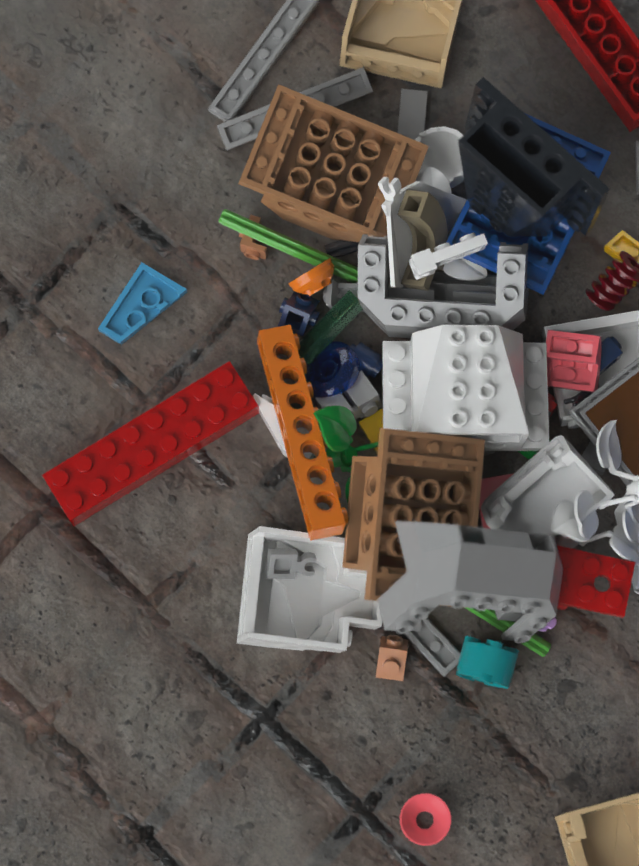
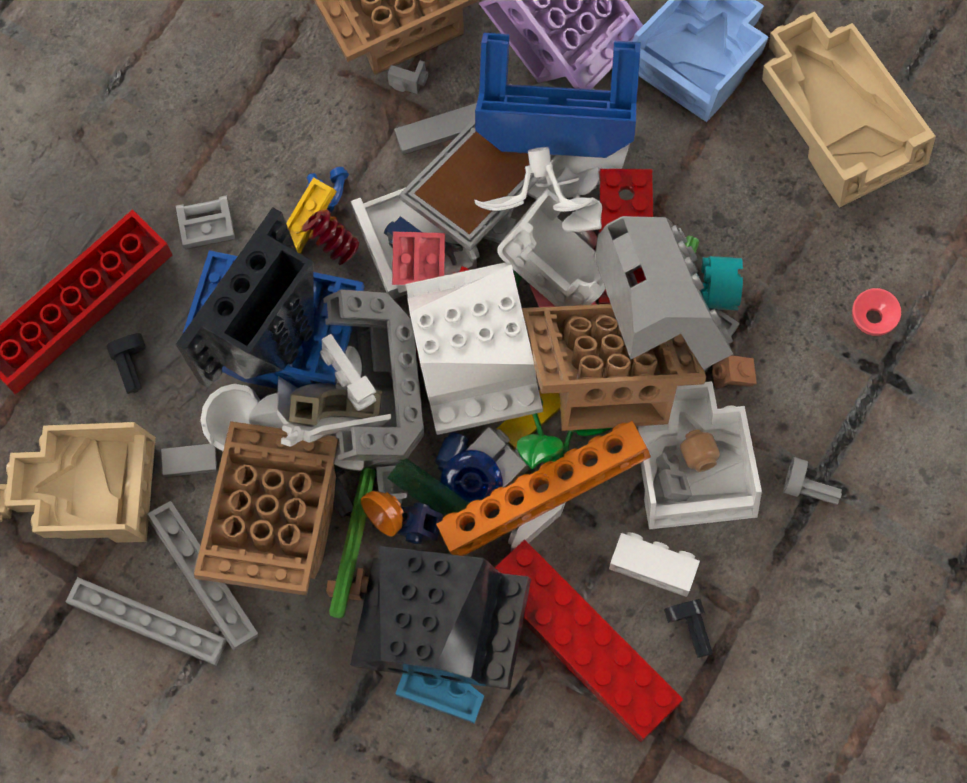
camera: 100 degrees left, 5 degrees down
(156, 554) = (692, 613): none -> black piece
(192, 310) = (441, 618): none -> black wedge
(211, 529) = (654, 563): none -> white brick
(255, 700) = (797, 483): none -> light grey piece
(312, 597) = (700, 450): none -> medium nougat head
(533, 68) = (121, 352): none -> black piece

